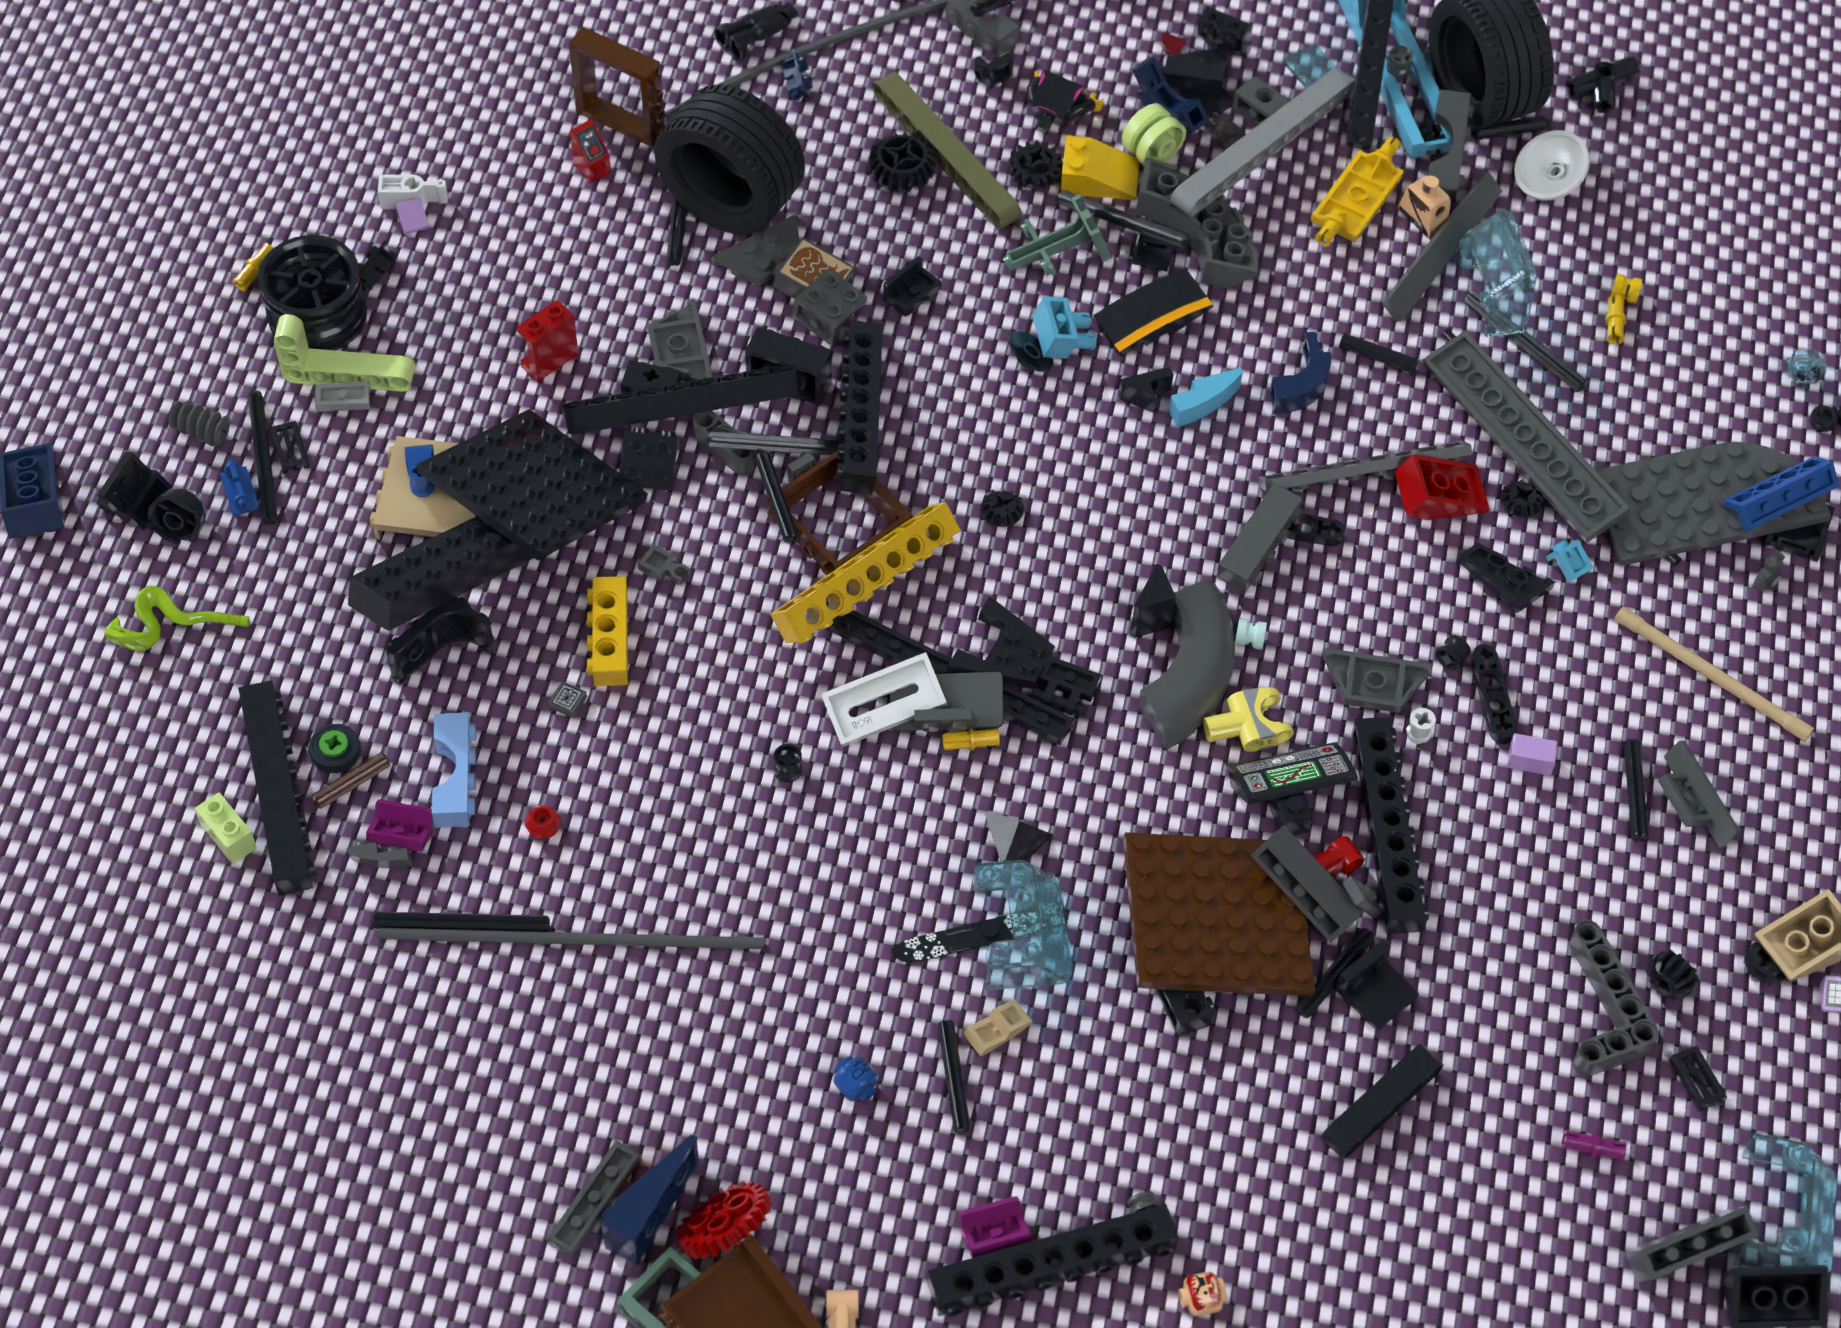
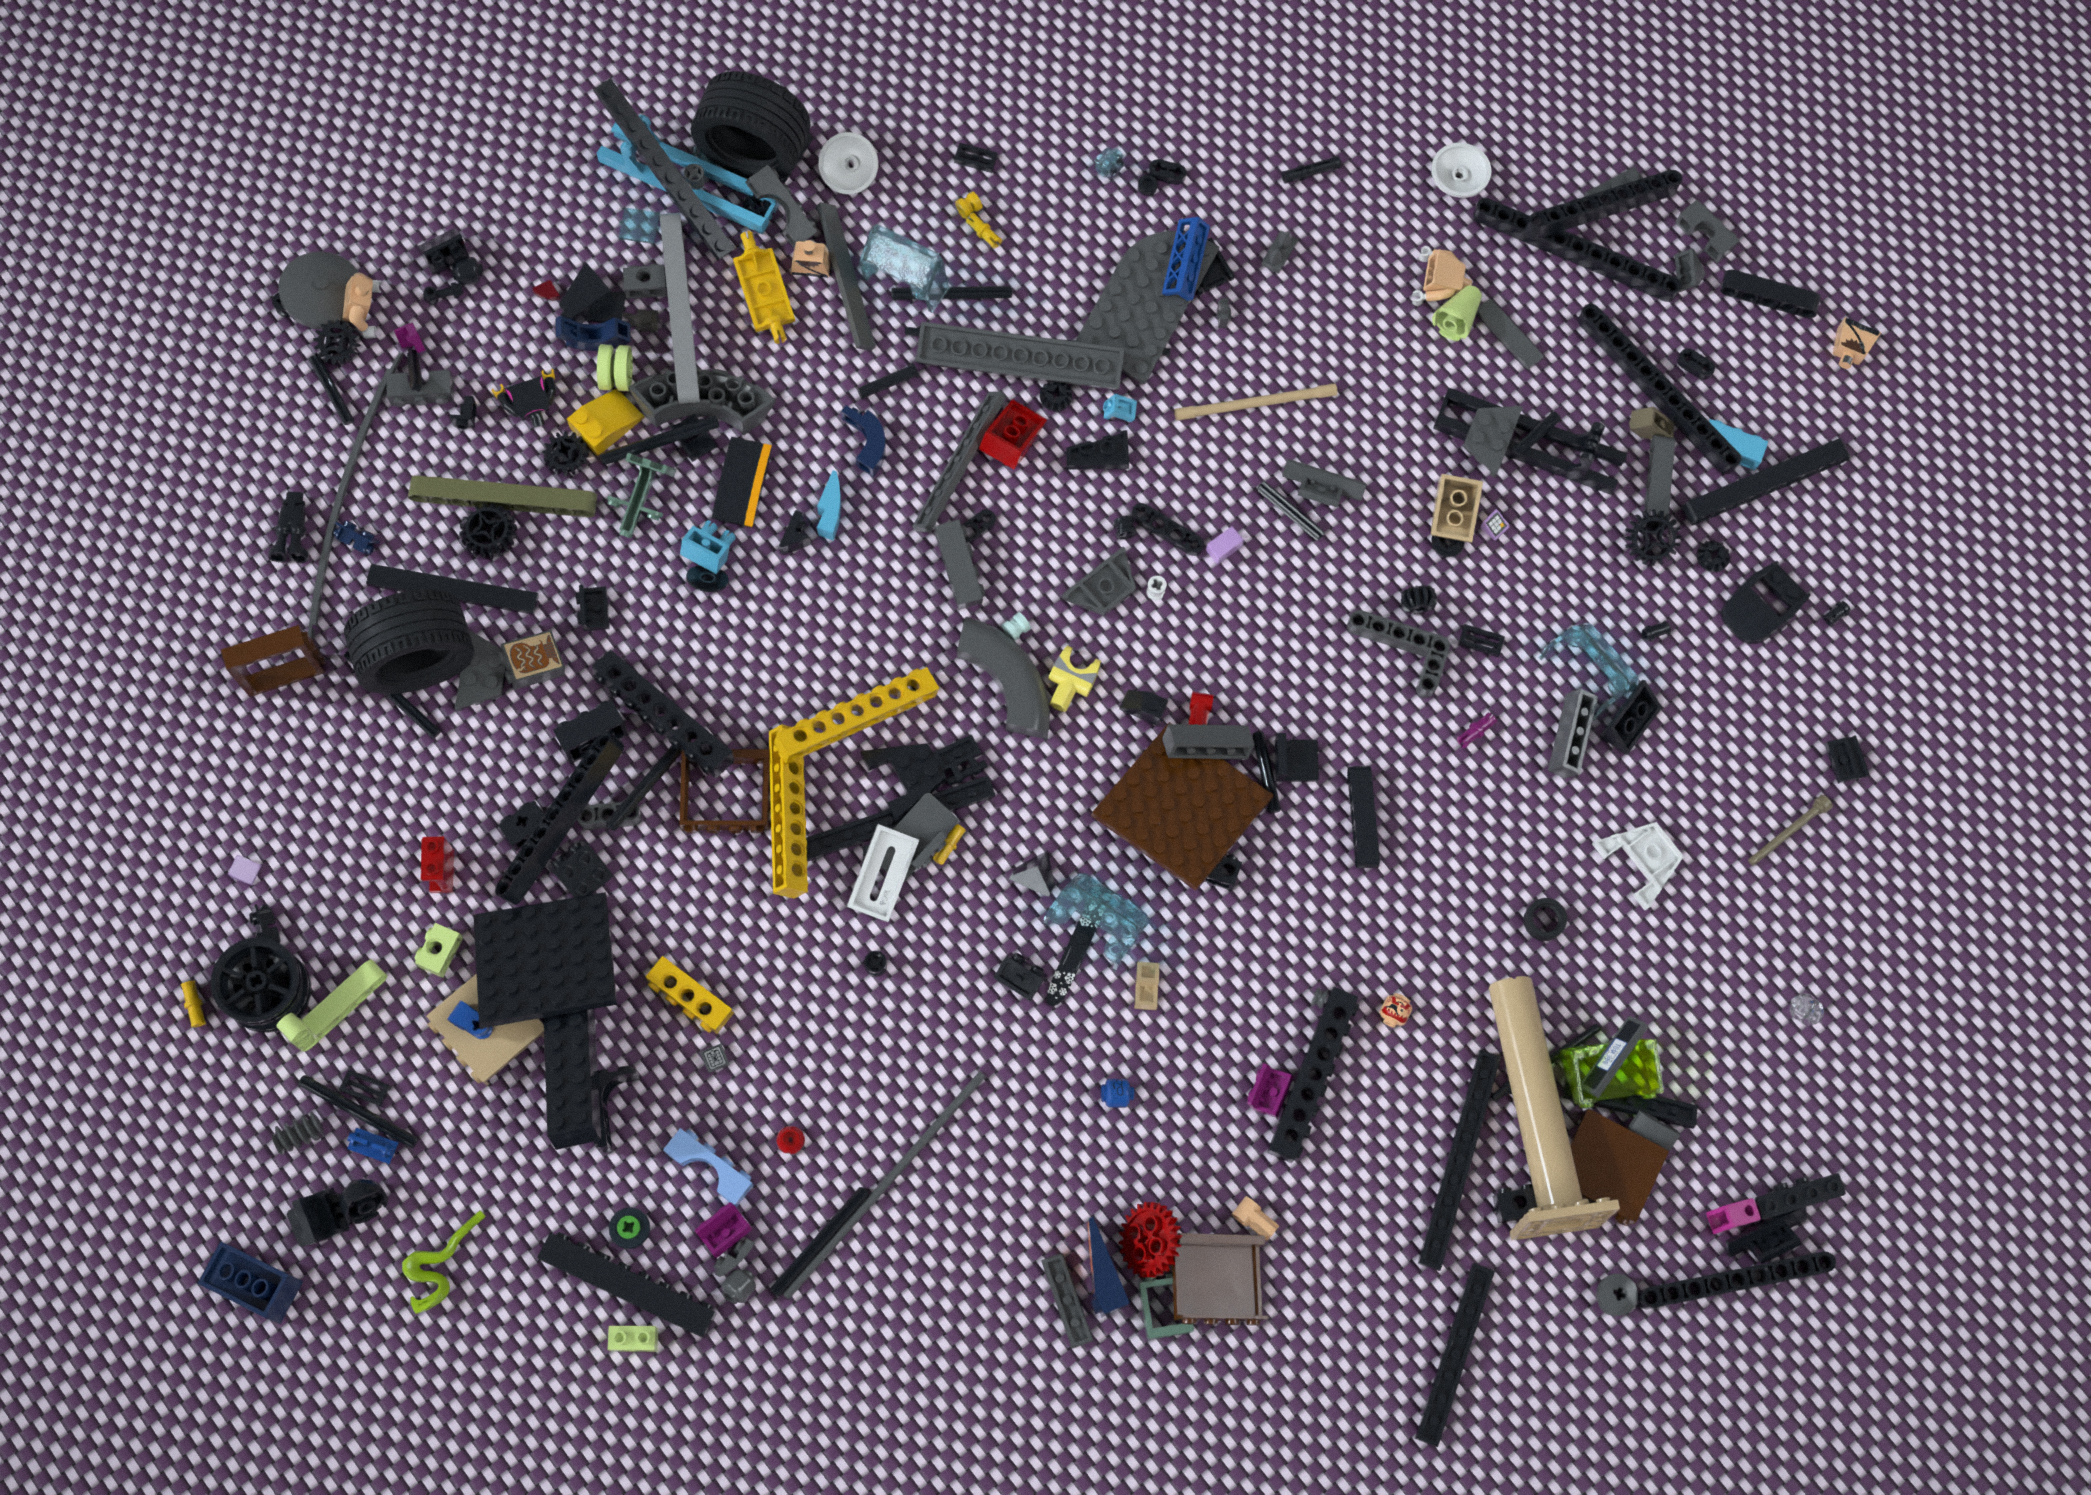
camera: 55 degrees left, 15 degrees up
(342, 396) = (356, 1025): light grey plate -> none
(350, 780) = (660, 1235): reddish brown axle -> none
(354, 881) = (738, 1286): none -> dark grey head
(401, 188) = (216, 865): white piece -> none
(470, 406) = (438, 962): none -> yellowish green brick
(589, 151) = (302, 717): red slope -> none
(662, 563) = (665, 926): dark grey plate -> none
(680, 343) = (508, 782): dark grey wing -> none
(776, 497) = (686, 819): black axle -> none
(800, 466) = (671, 786): dark grey tile -> none
(827, 305) = (564, 669): dark grey bracket -> none
(833, 192) = (463, 590): none -> black tile
(897, 900) = (1020, 975): none -> black bracket
(954, 1076) = (1157, 1035): black axle -> none
(998, 516) = (808, 698): black gear -> none
(1005, 561) = (792, 749): none -> yellow brick
(1154, 606) = (954, 663): black slope -> none
(1225, 31) = (574, 254): black plate -> none
(1291, 773) = (1129, 687): slope -> none
(1363, 897) = (1239, 718): dark grey plate -> none
(1398, 915) = (1205, 672): black brick -> none
(1602, 82) = (815, 80): black piece -> none
(1676, 263) = (974, 160): none -> black tile

